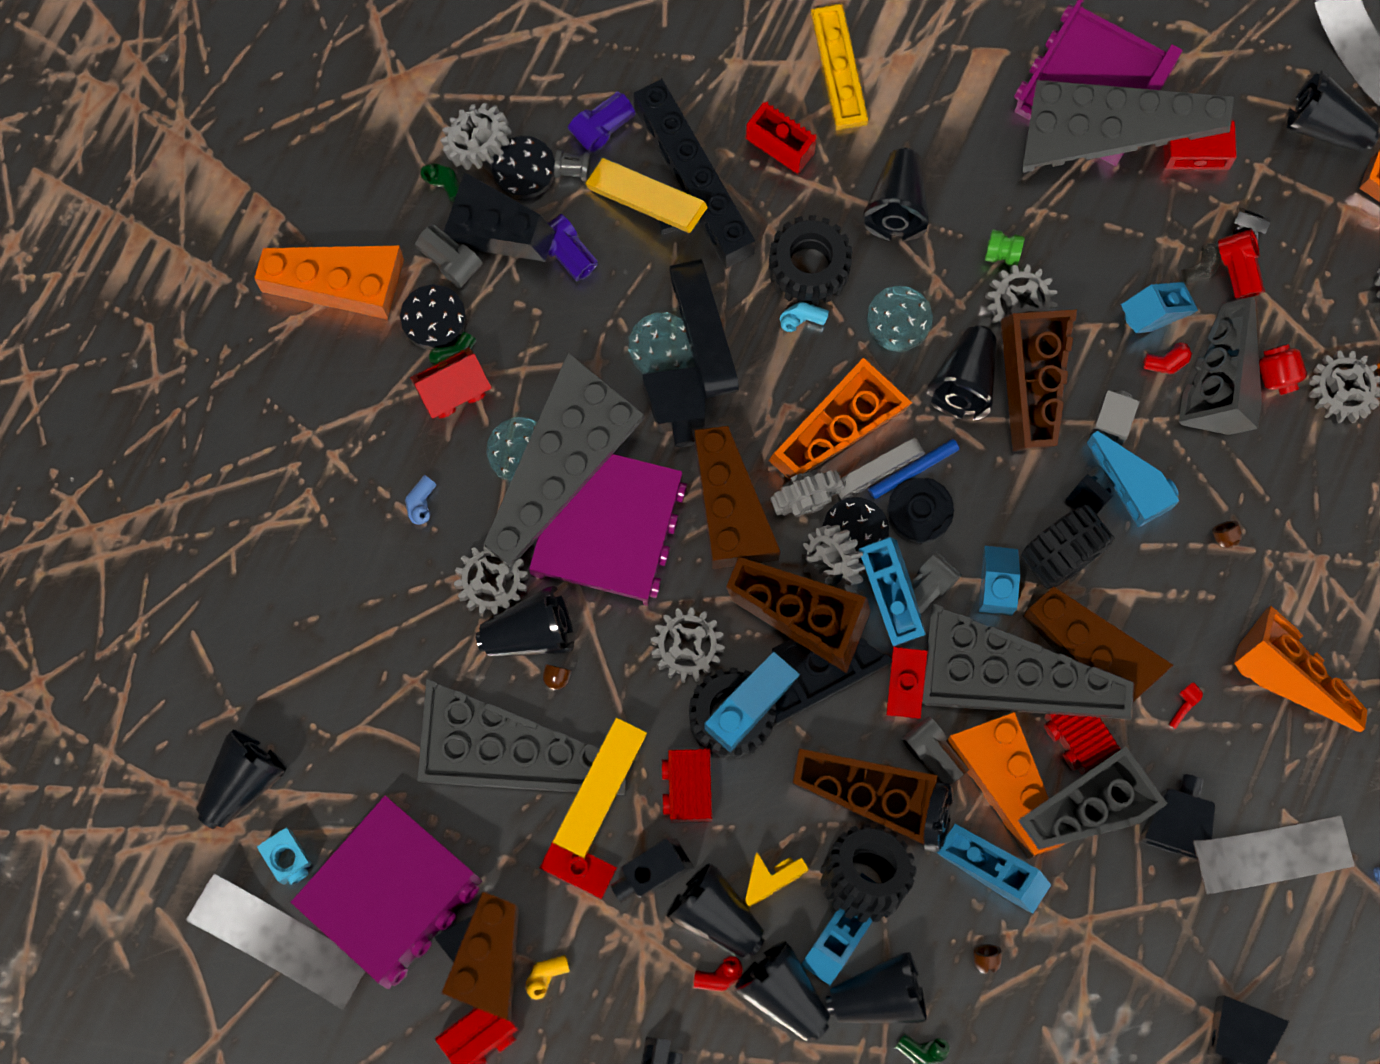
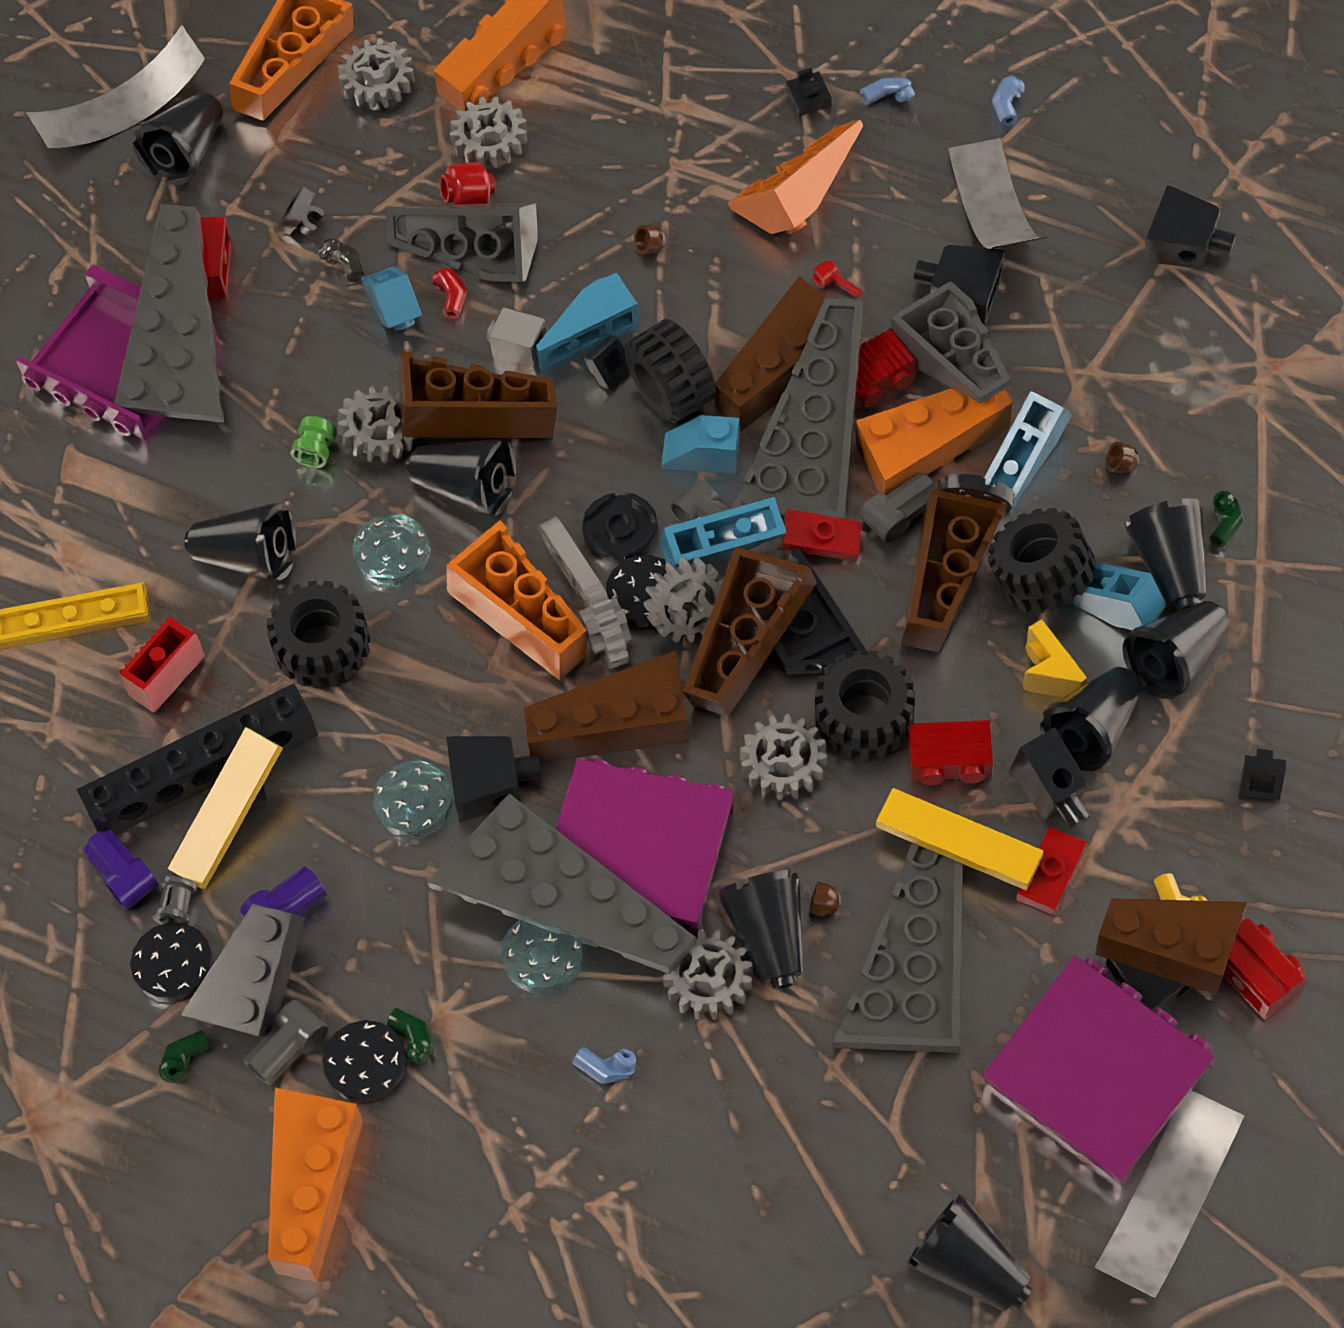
camera: 85 degrees left, 15 degrees down
(275, 846) = (1052, 1213): medium azure brick -> none
(451, 384) = (456, 1027): red brick -> none
(476, 136) = (138, 1026): light grey gear -> none
(704, 329) = (400, 737): black beam -> none
(721, 978) = (1166, 717): red arm -> none
(750, 702) = (861, 667): dark azure slope -> none
(800, 313) = (379, 647): medium azure arm -> none
(913, 469) = (554, 509): blue bar -> none
(1240, 255) = (341, 219): red piece -> none

